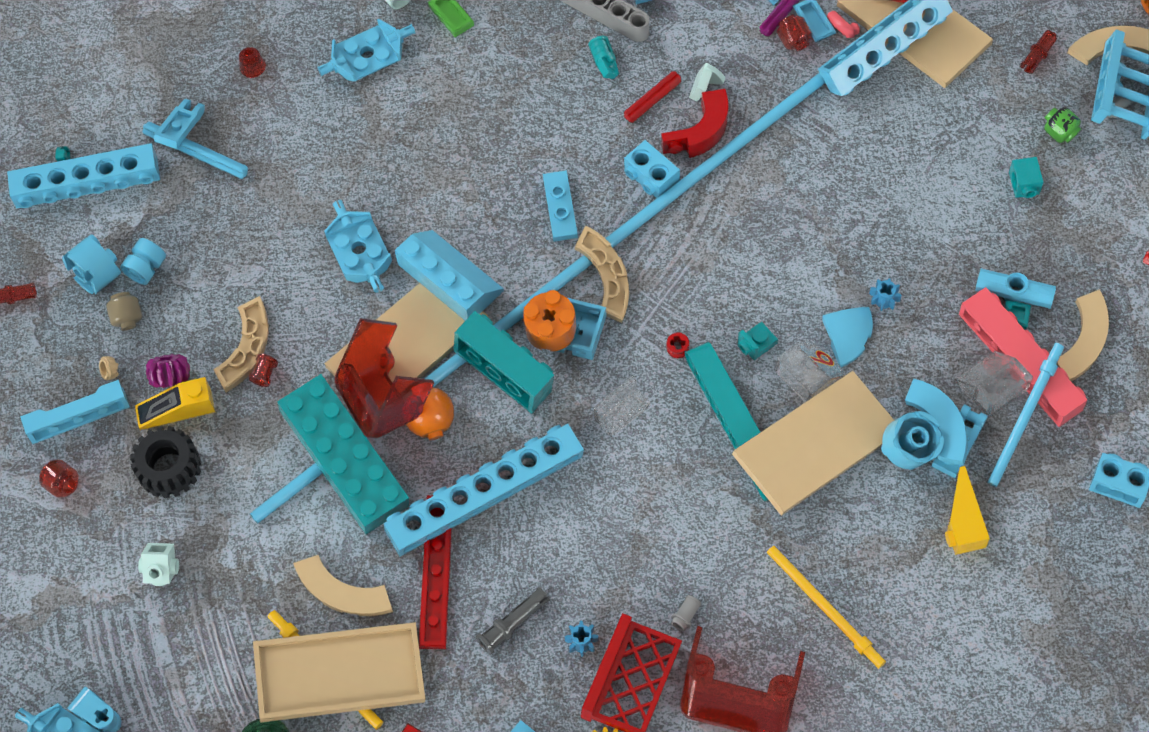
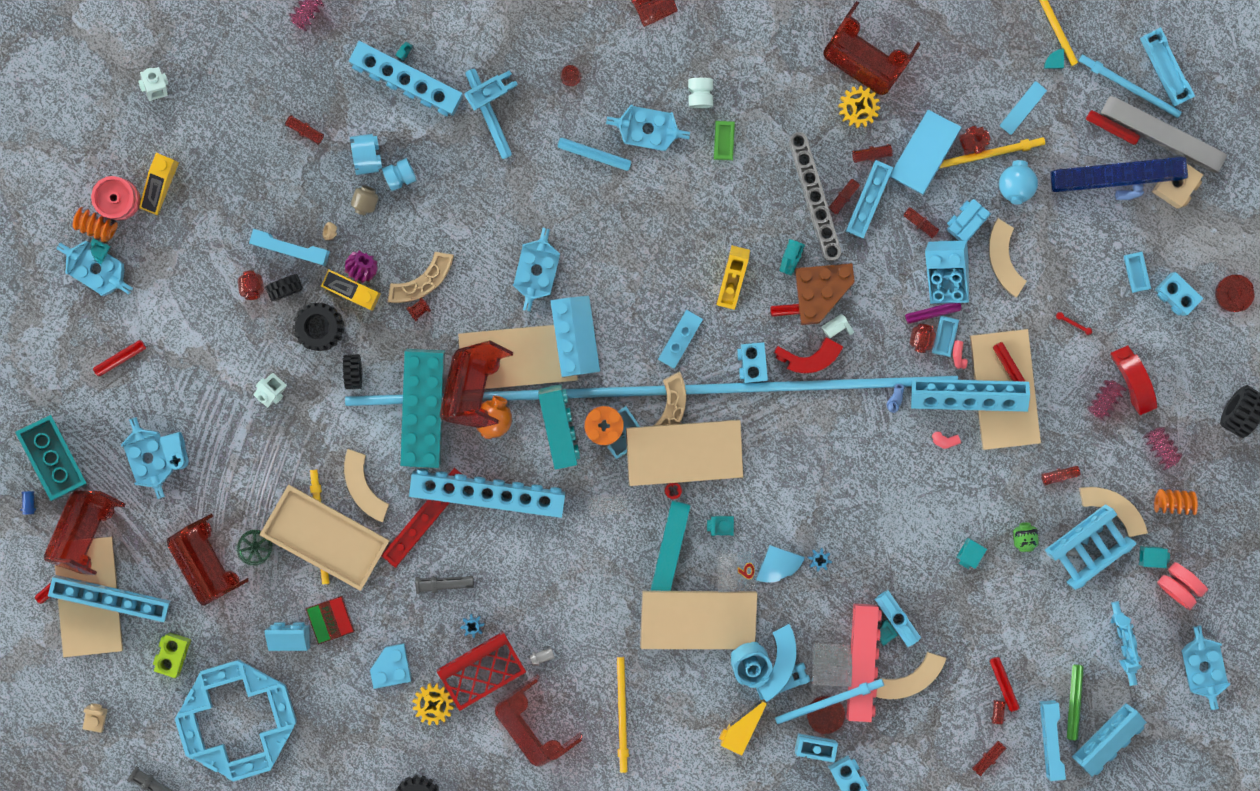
camera: 35 degrees right, 25 degrees up
(97, 449) = (284, 287): none -> black tyre
(237, 476) = (352, 371): none -> black tyre
(332, 110) = (594, 154): none -> medium azure axle
(563, 113) = (733, 277): none -> yellow slope
(655, 296) = (684, 452): none -> tan tile
(658, 63) = (821, 289): none -> dark orange plate
(821, 106) = (896, 399): none -> medium blue arm
(902, 105) = (945, 442): none -> coral arm
(1039, 441) = (826, 719): none -> clear red tile
(1057, 471) = (816, 747): none -> medium azure brick

